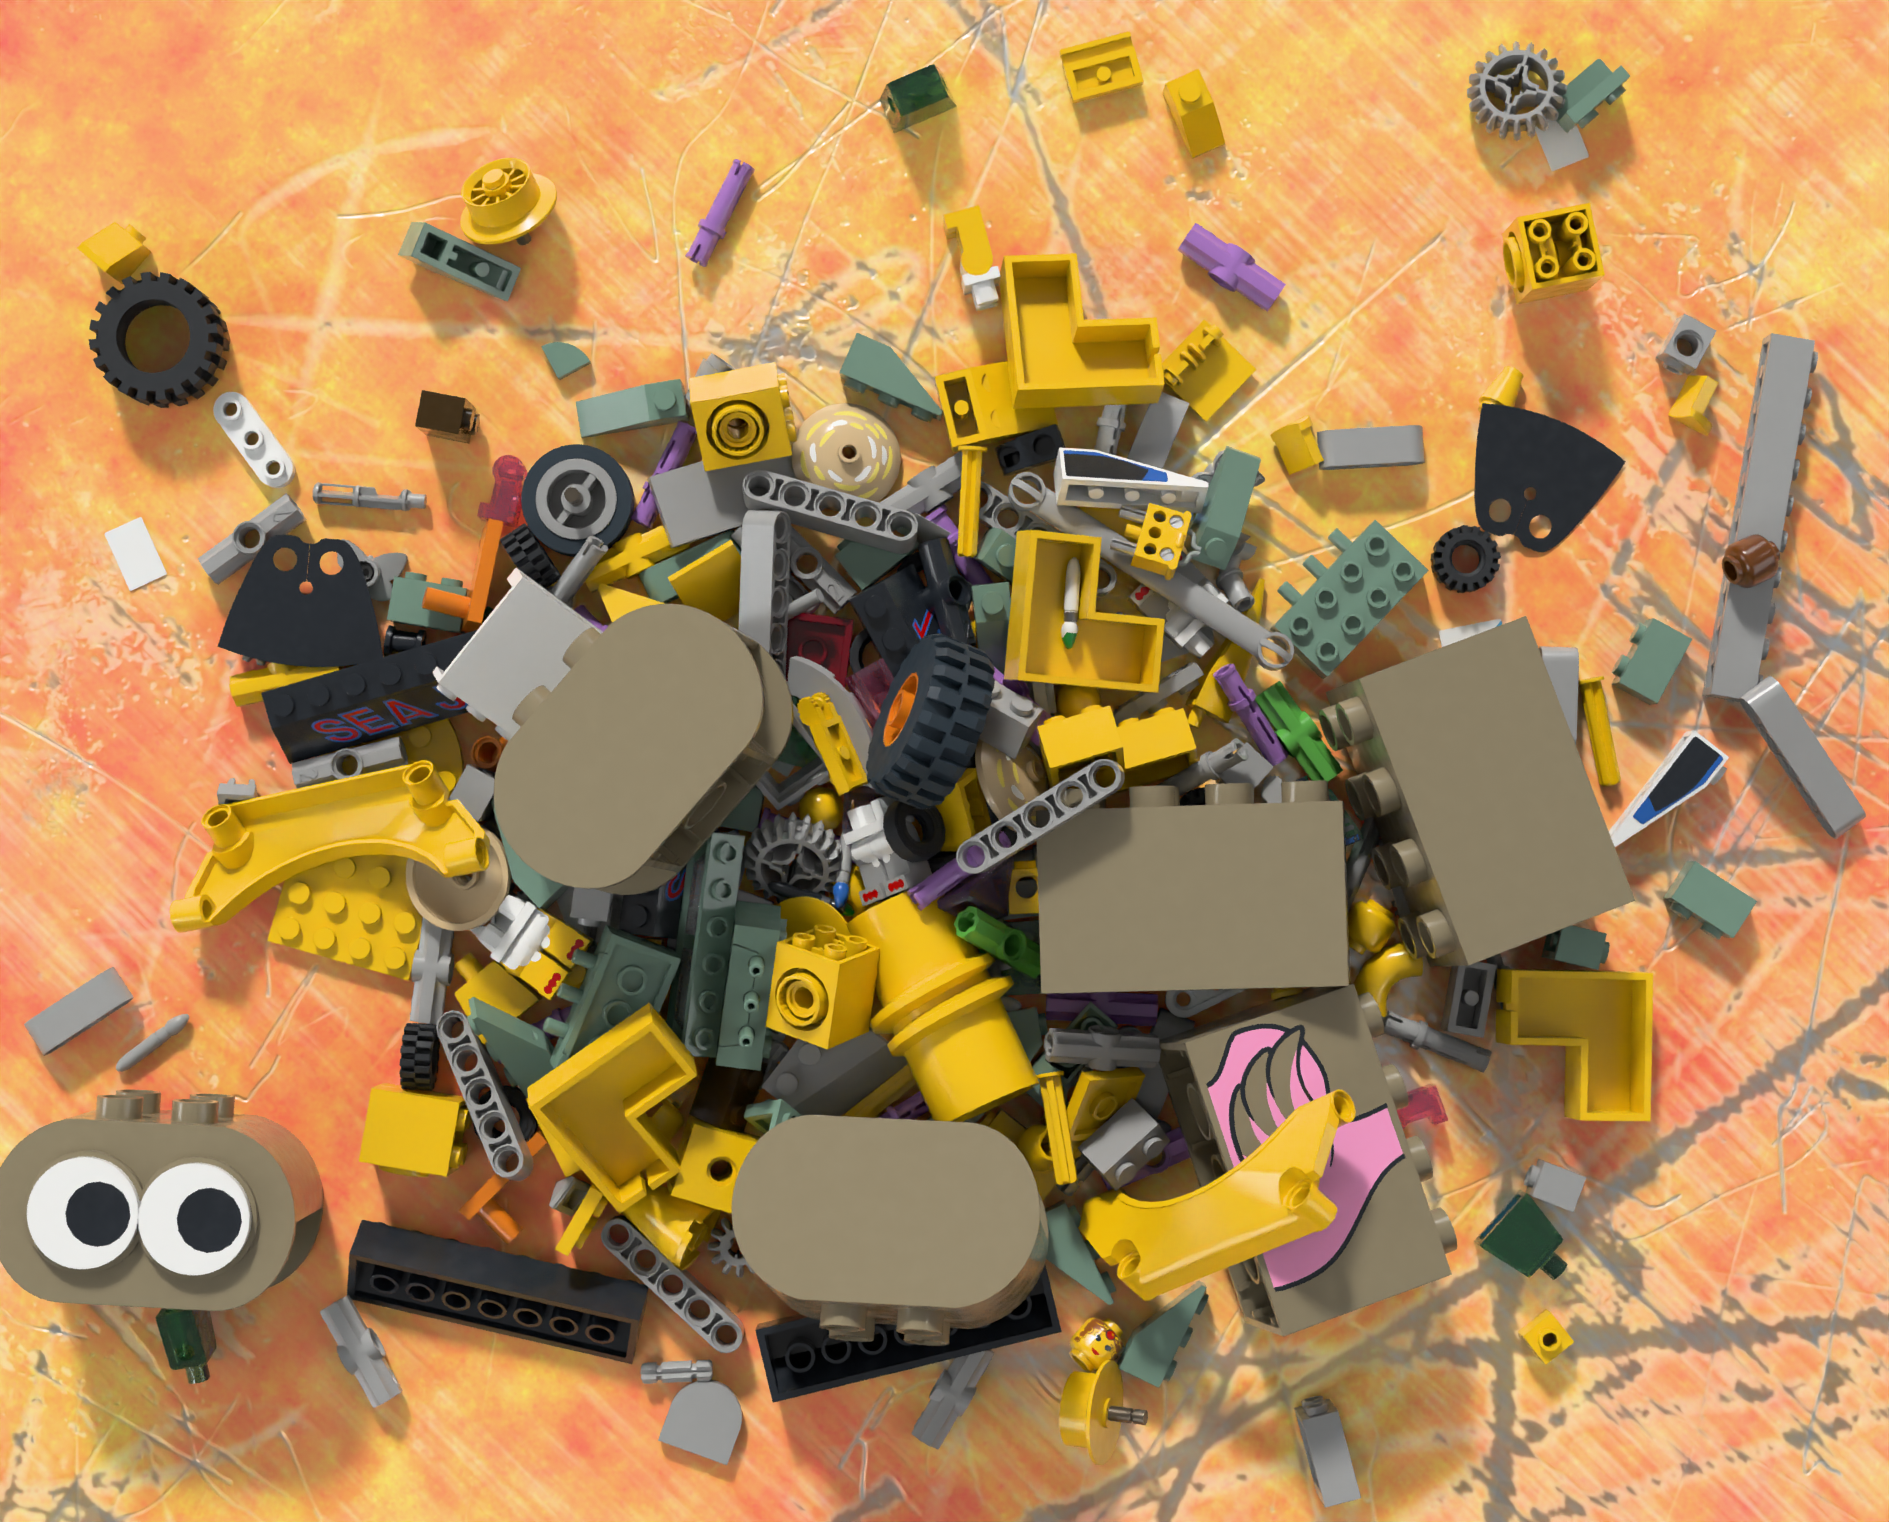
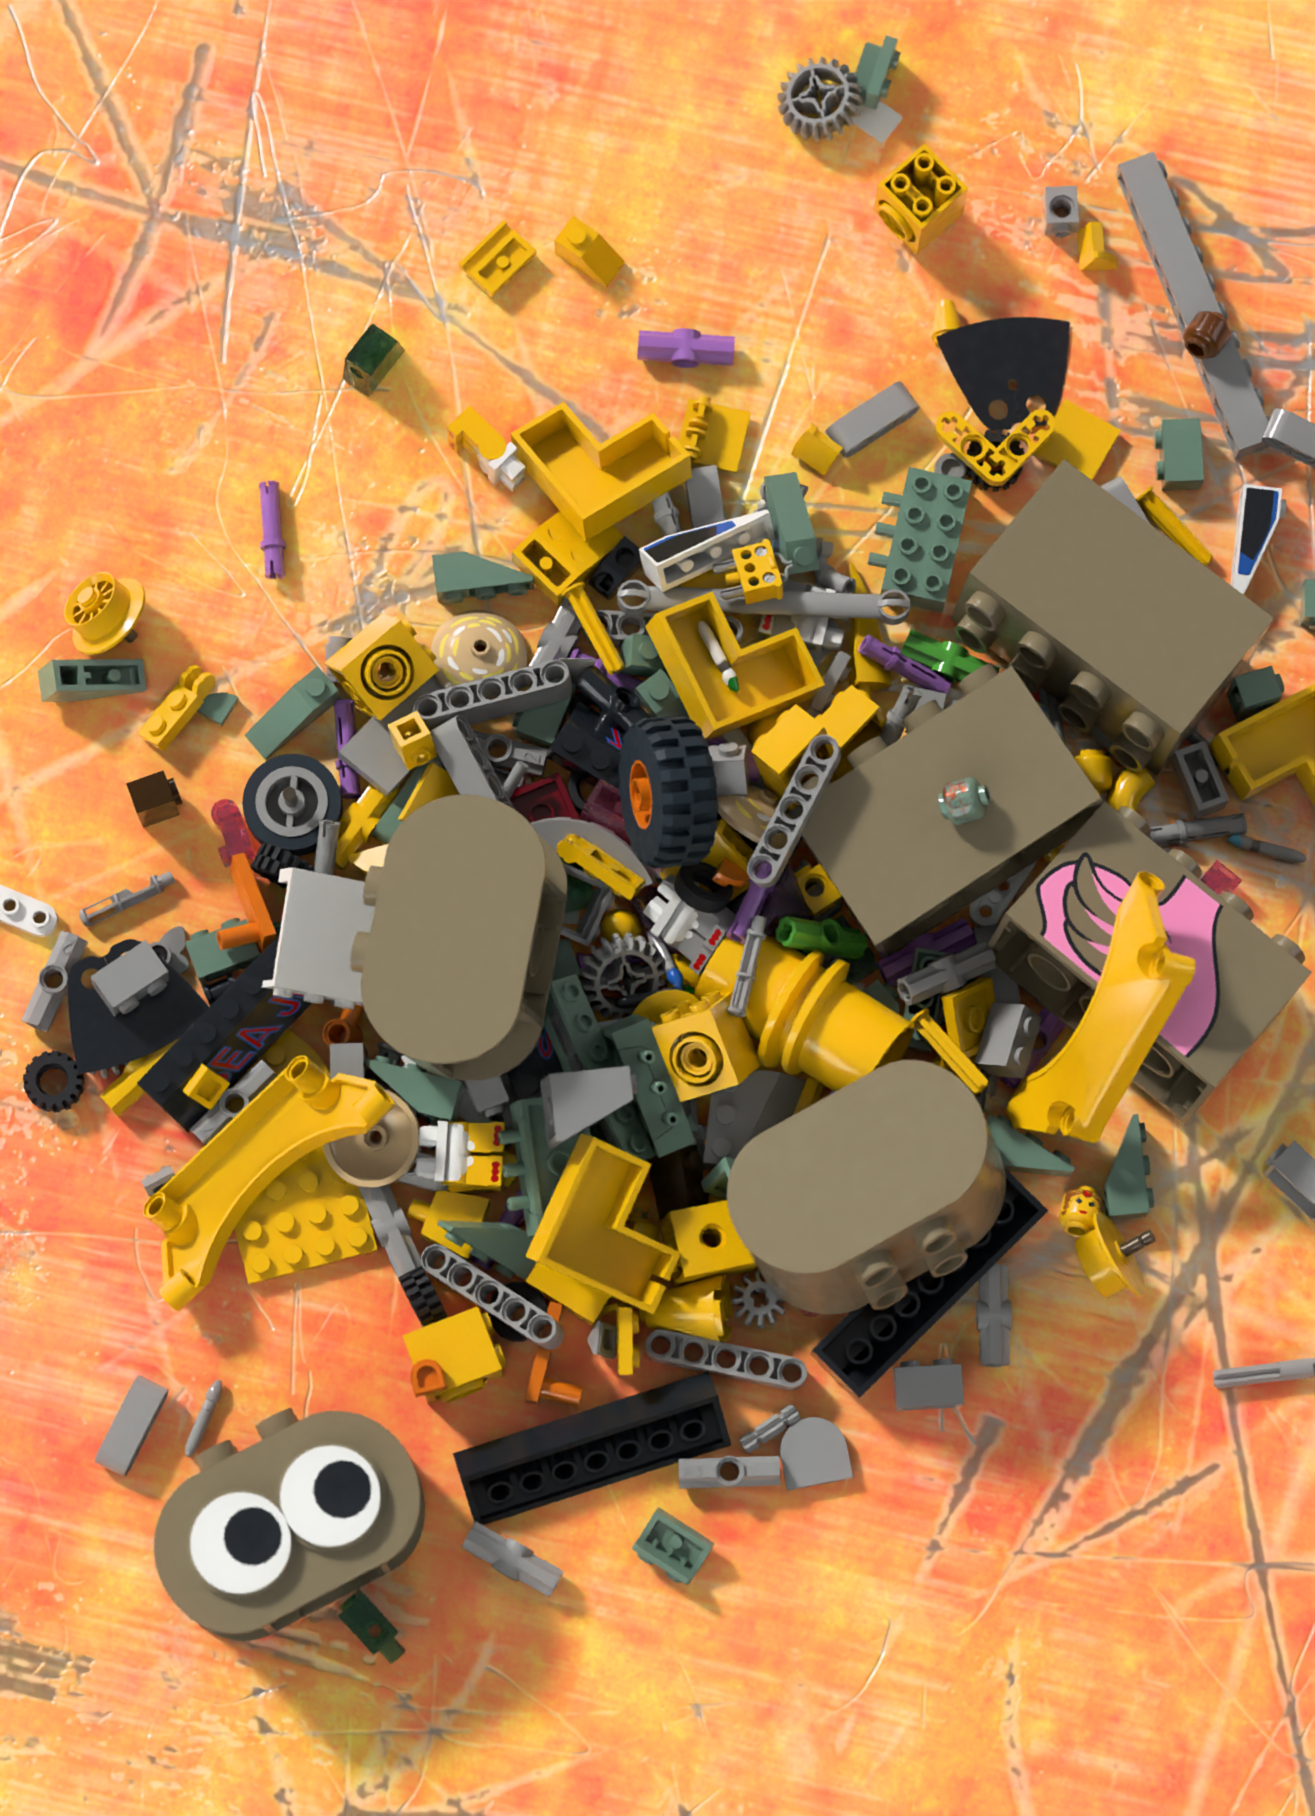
camera: 30 degrees left, 10 degrees down
(173, 630) = (35, 1071): none -> black tyre
(318, 584) = (130, 979): none -> light grey brick
(327, 734) = (206, 1087): none -> yellow tile
(369, 1145) = (427, 1378): none -> orange tile
(516, 1430) = (672, 1547): none -> sand green bracket
(525, 337) = (177, 707): none -> yellow hinge
(590, 1379) = (706, 1474): none -> light grey piece
(669, 976) = (583, 1098): none -> light grey slope
(724, 511) = (412, 740): none -> yellow brick
(849, 1423) = (928, 1386): none -> light grey brick
(906, 938) = (747, 967): none -> light grey piece
(947, 830) = (731, 874): none -> orange tile
(1211, 909) = (964, 800): none -> sand green head
(1418, 540) = (950, 465): none -> light grey tile
(1475, 560) = (1000, 455): none -> yellow beam
(1492, 1098) = (1244, 842): none -> light grey piece
(1557, 588) = (1079, 440): none -> yellow tile

